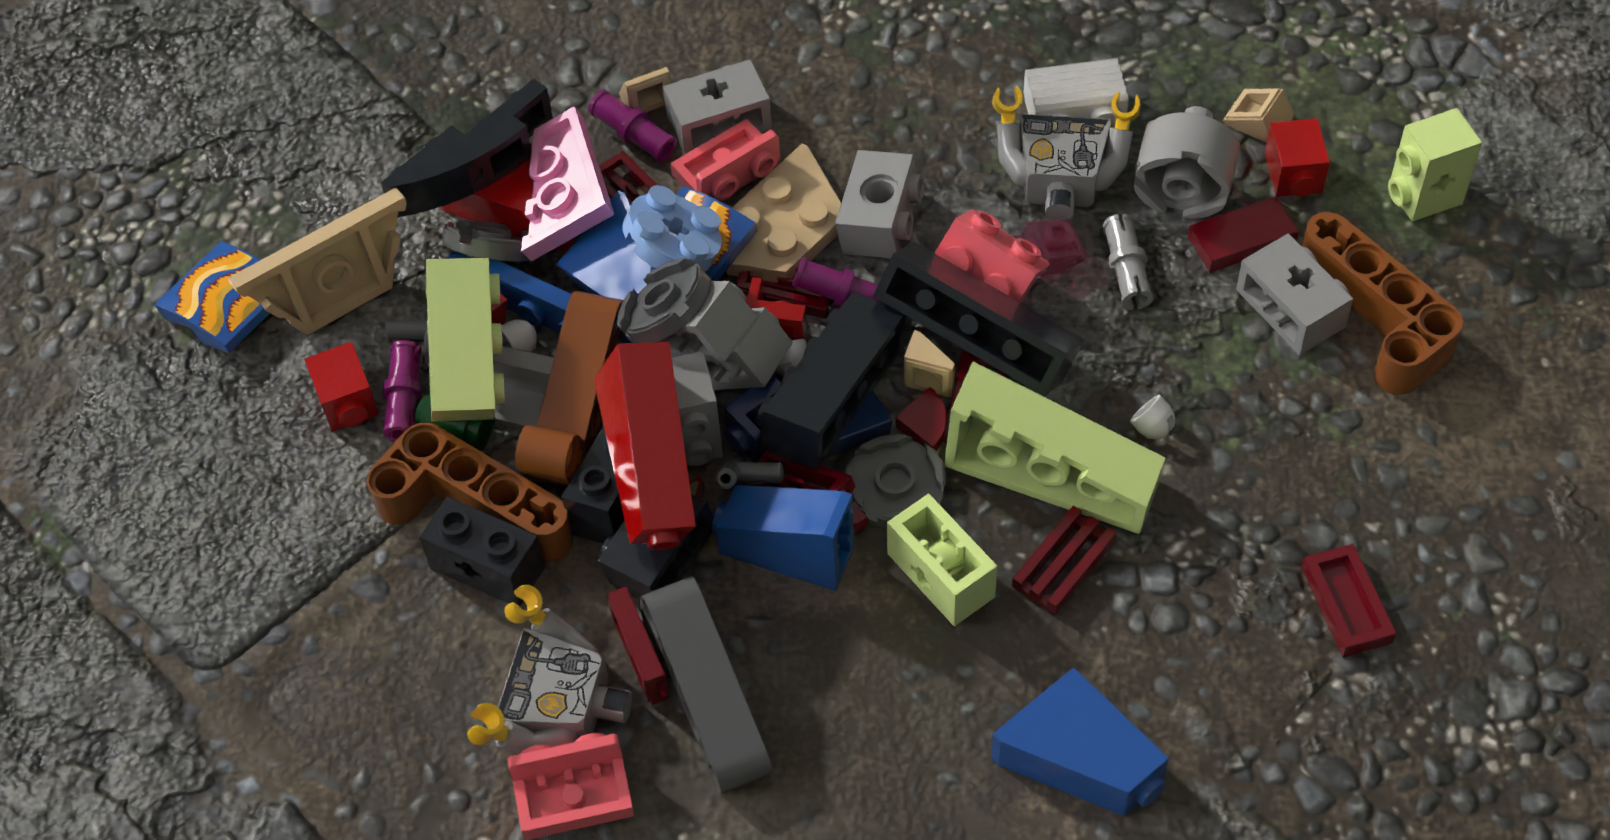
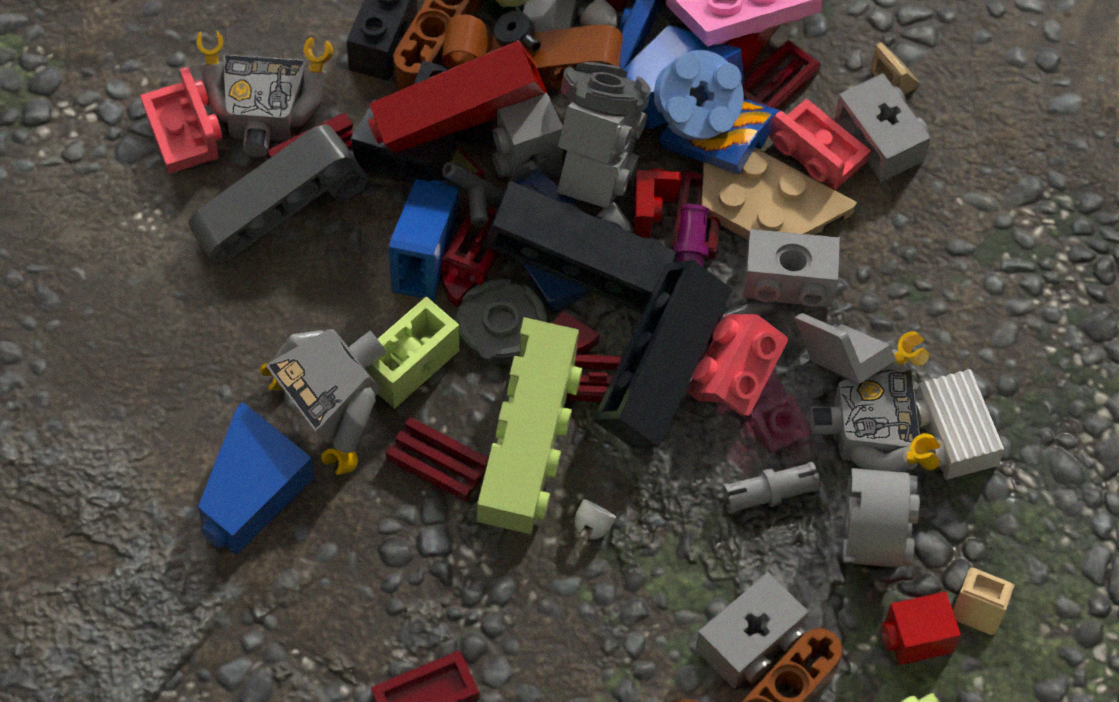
camera: 75 degrees right, 5 degrees up
(557, 396) = (515, 27): none -> black piece
(632, 125) = (849, 65): magenta pin -> none
(928, 367) = (619, 325): tan slope -> none
(986, 635) = (329, 387): none -> light grey torso
(991, 164) = (843, 349): none -> light grey panel
(1240, 233) = (826, 588): dark red tile -> none

